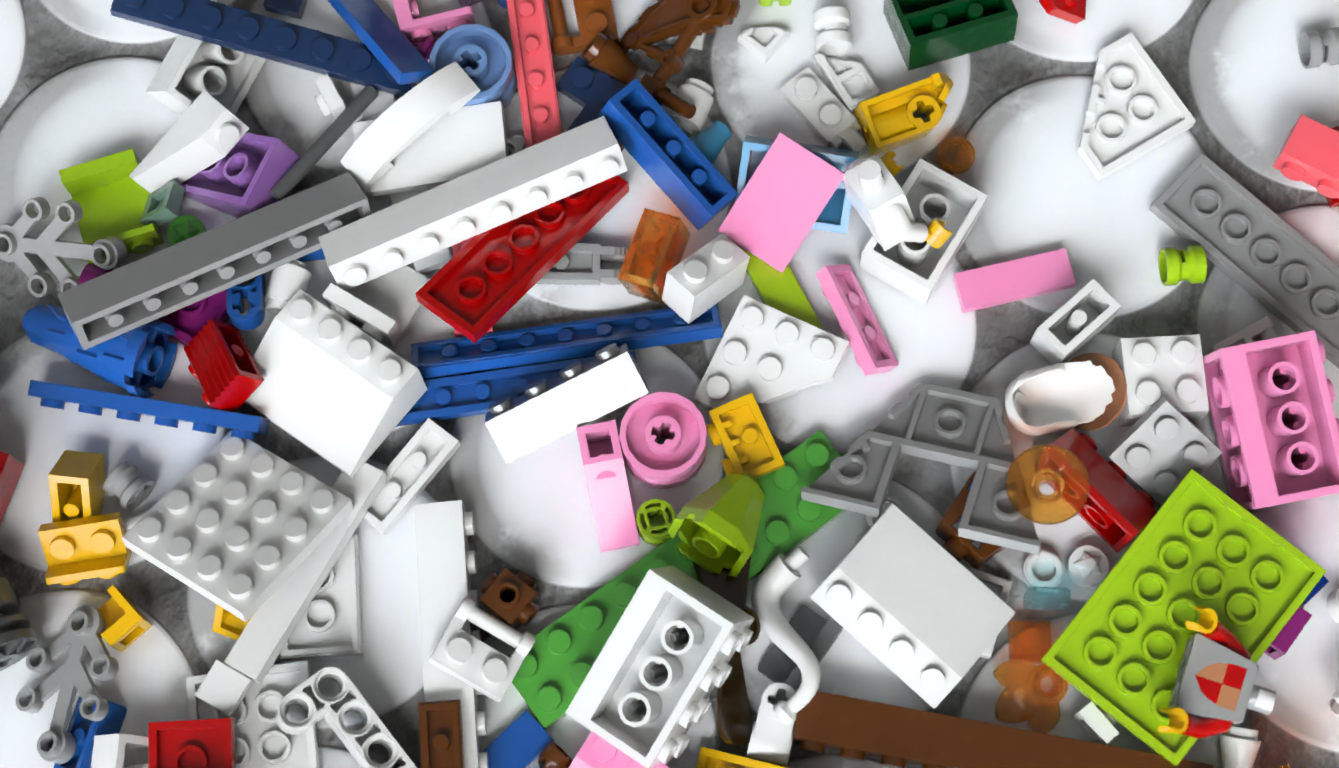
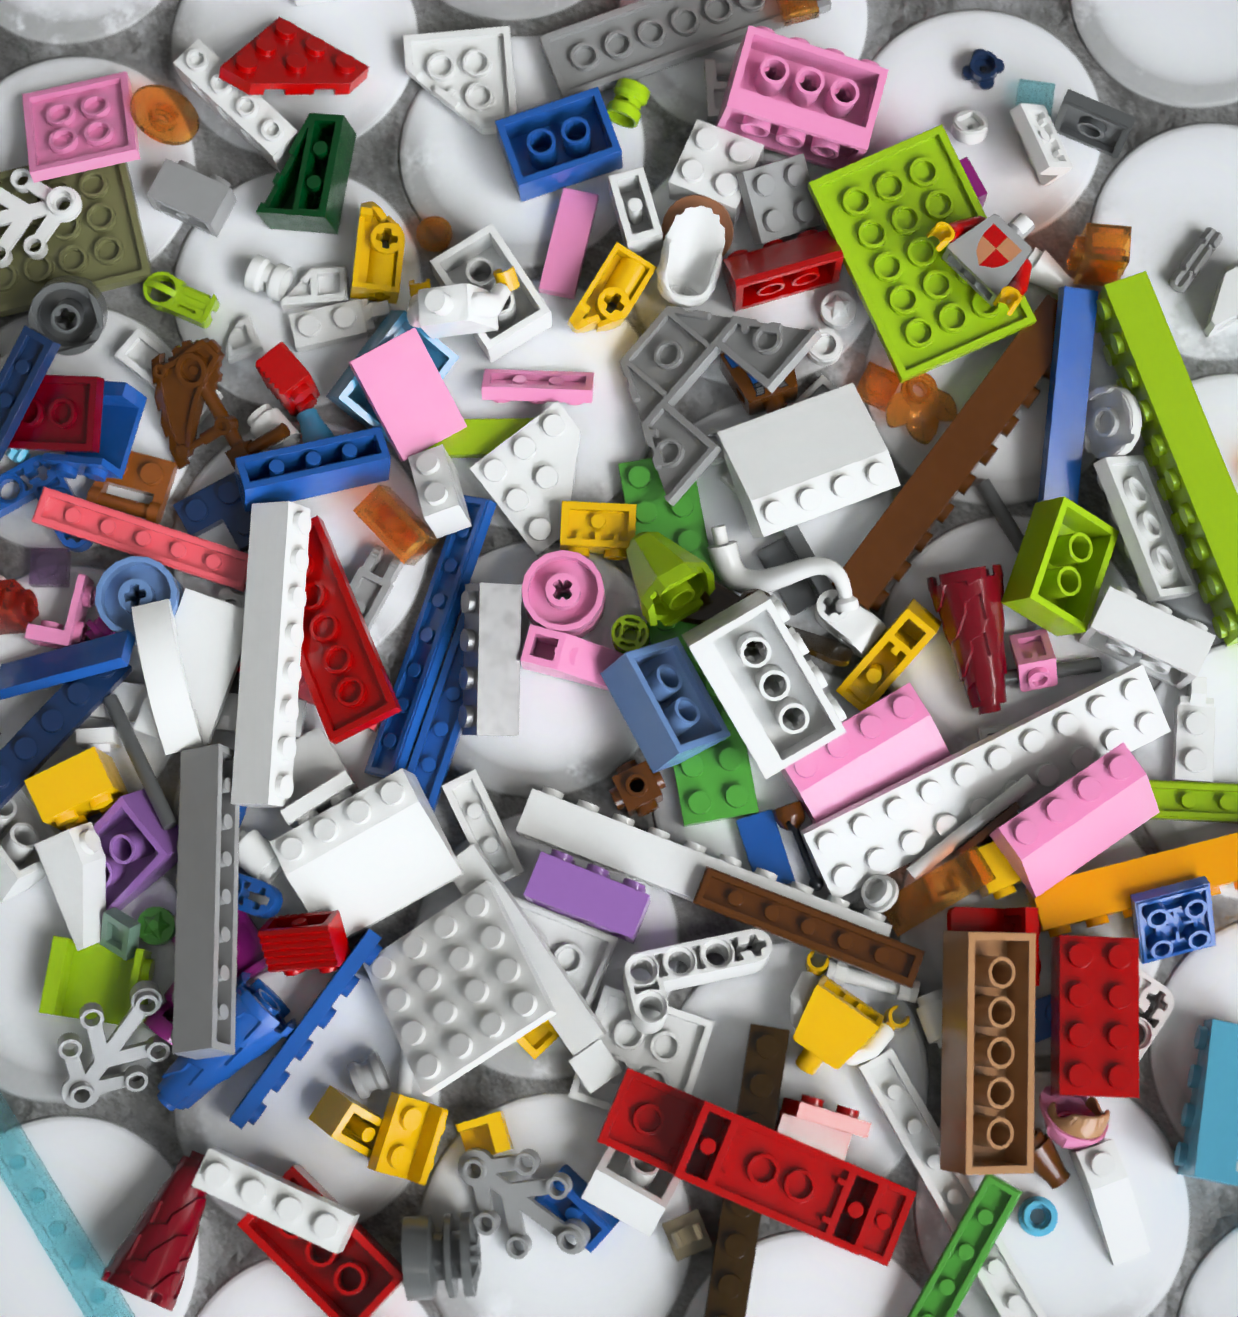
camera: 60 degrees left, 5 degrees up
(273, 101) = (76, 789): none -> yellow brick
(381, 602) = (588, 895): none -> medium lavender brick
(473, 659) = (678, 839): white plate -> none
(597, 581) = (664, 703): none -> medium blue slope
(608, 57) = (189, 478): reddish brown cone -> none
(741, 92) = (287, 379): none -> red brick
(1002, 341) = (617, 281): none -> yellow piece
(1047, 466) = (765, 282): clear orange dish -> none
(1047, 598) = (850, 353): clear light blue tile -> none
(1096, 723) = (969, 368): white plate -> none
(1103, 221) = (559, 144): none -> blue brick

